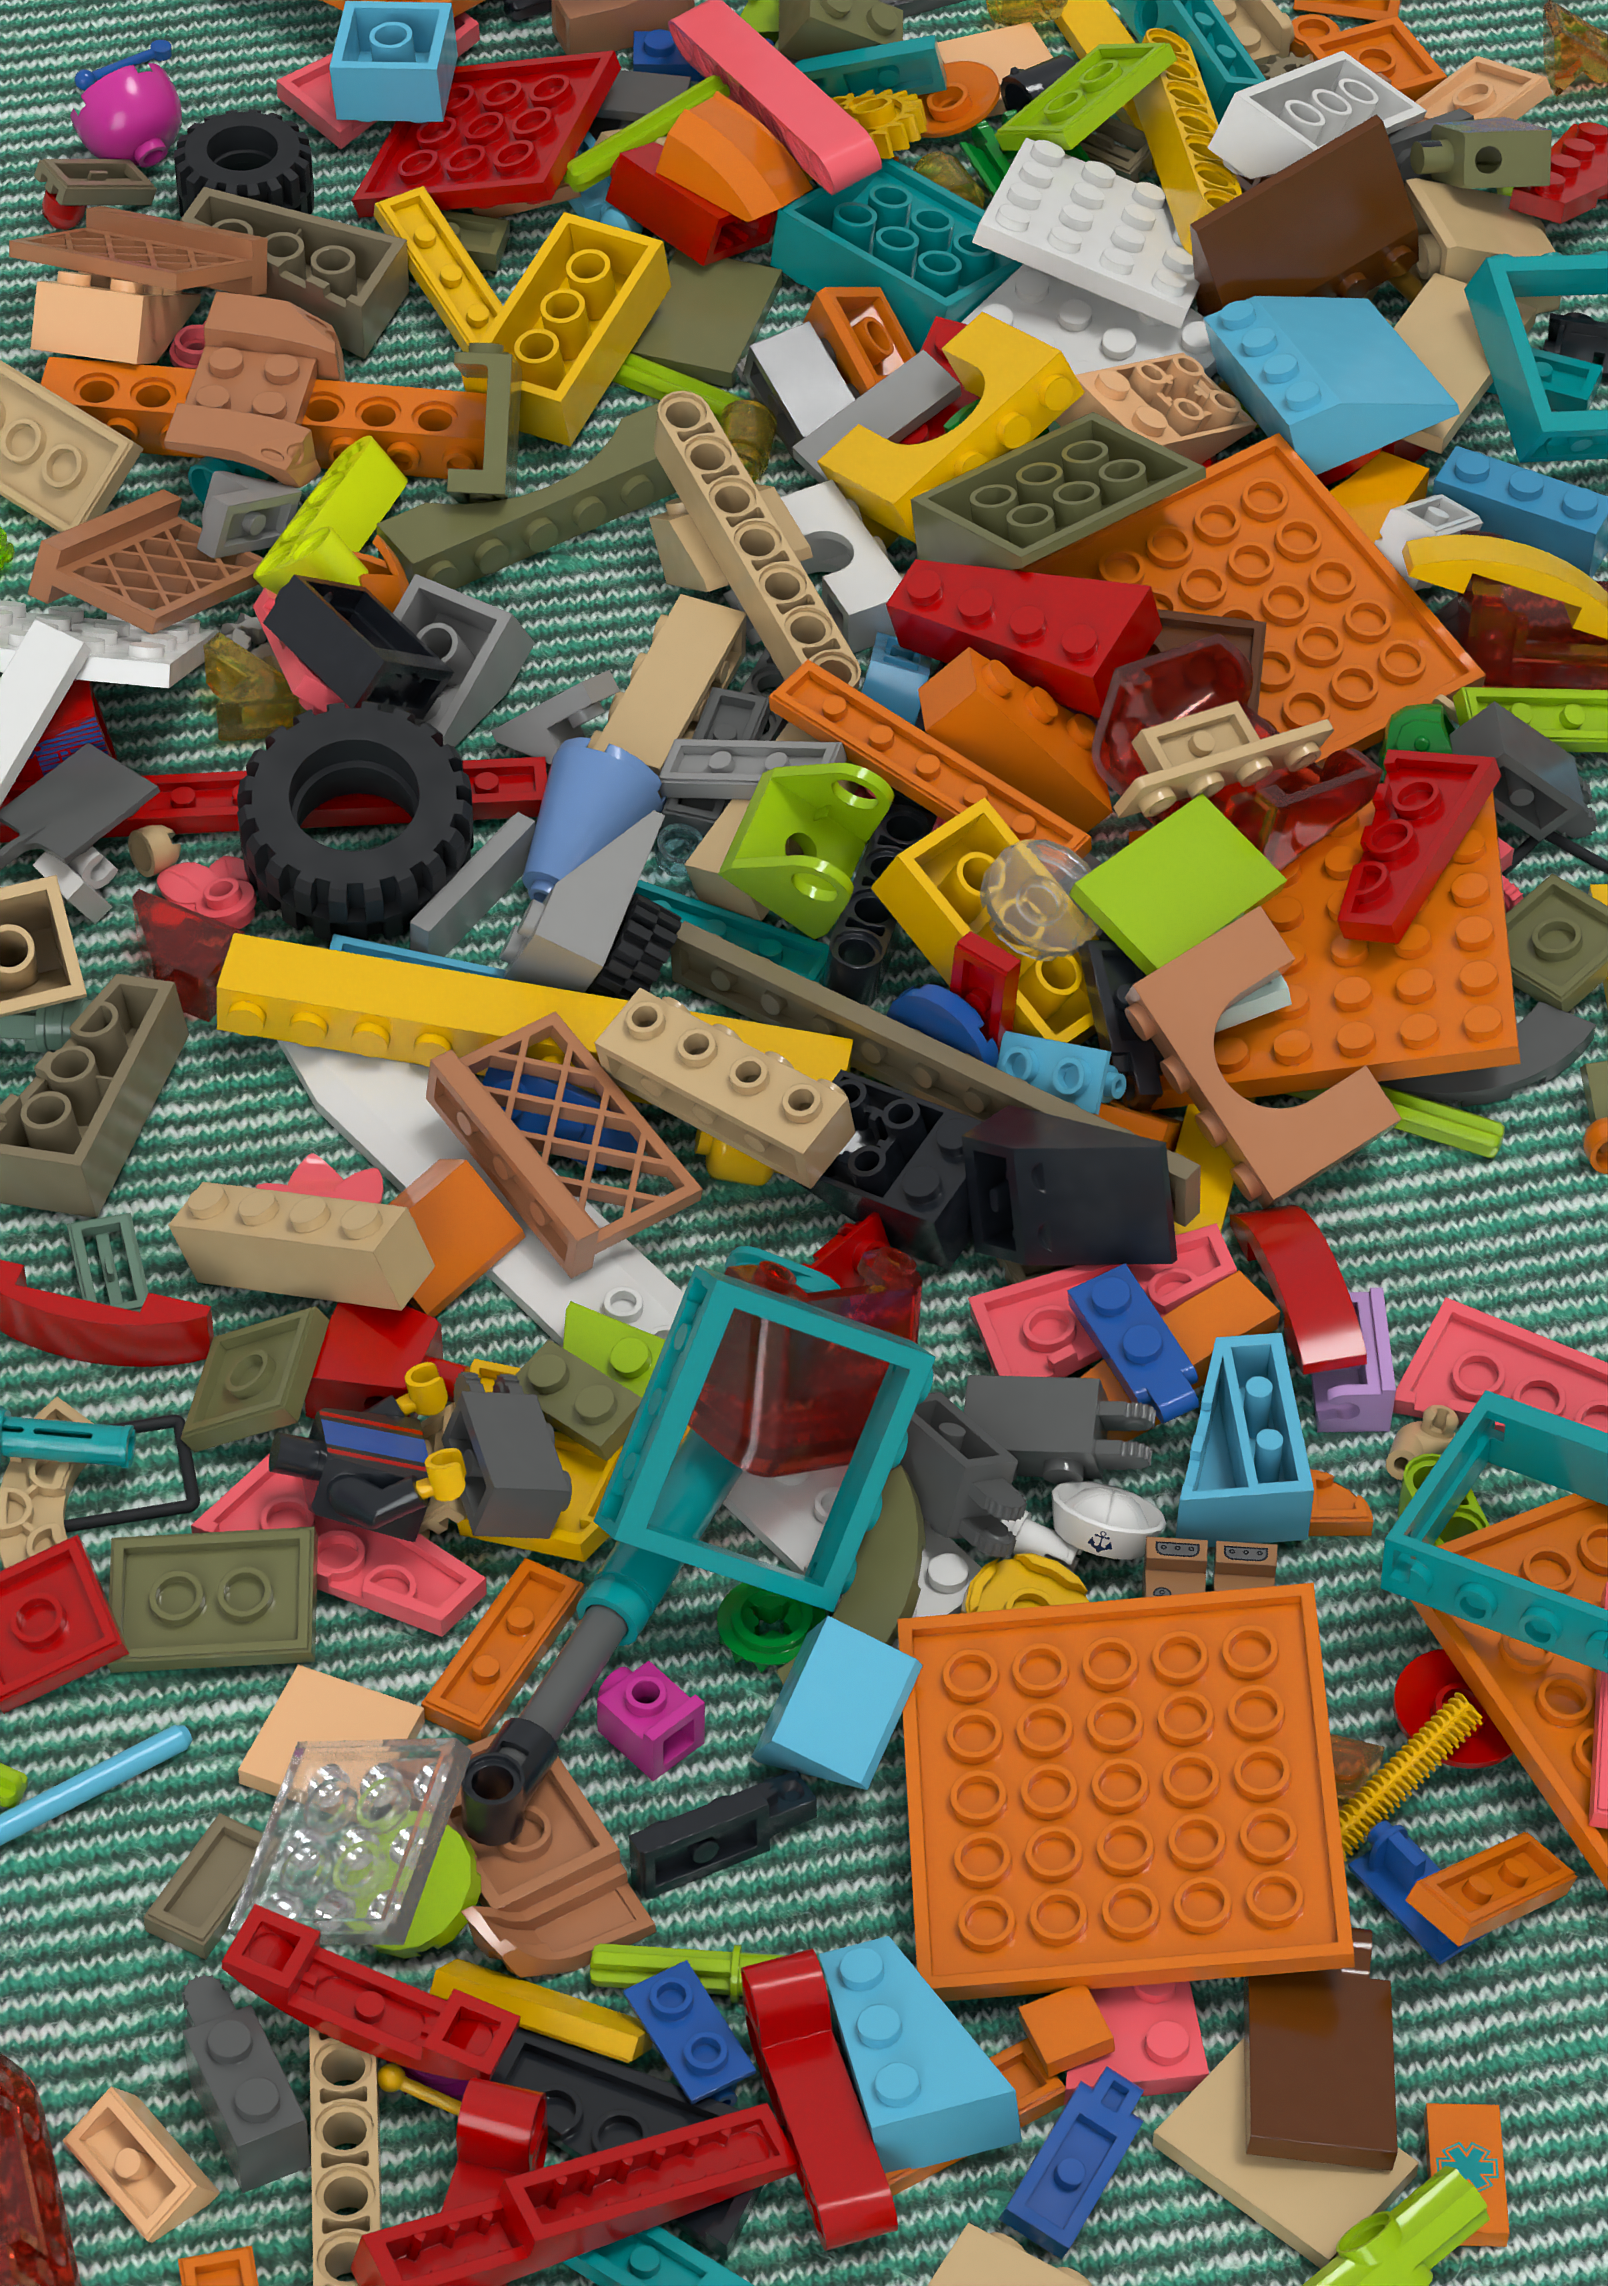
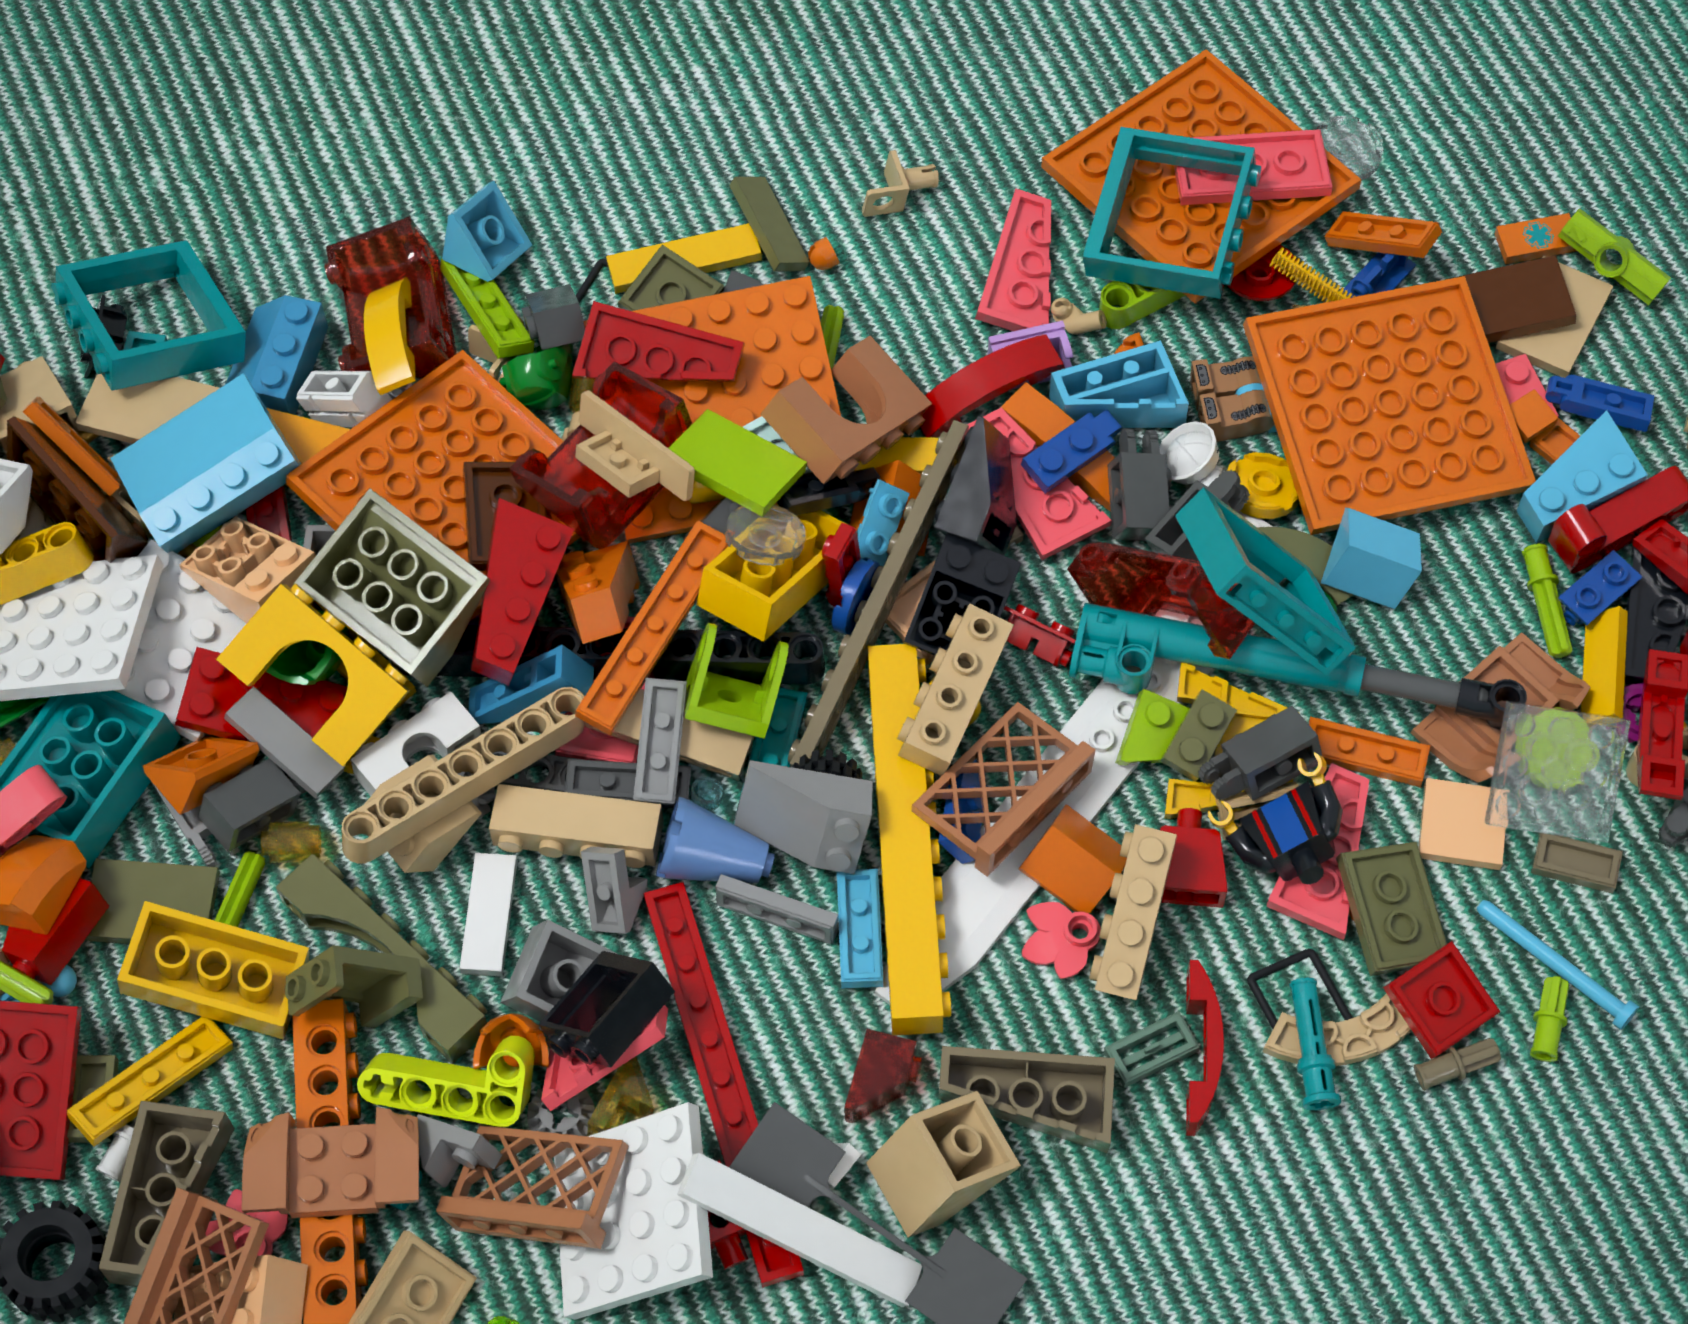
camera: 100 degrees left, 15 degrees up
(215, 892) = (810, 1089): coral plate -> none
(255, 1379) = (1229, 925): olive tile -> none
(341, 756) = (772, 932): black tyre -> none
(578, 617) = (488, 914): none -> white tile
(649, 1718) = (1399, 649): dark pink brick -> none
(717, 1834) = (1459, 604): black hinge -> none
(1386, 239) = (73, 445): none -> orange tile

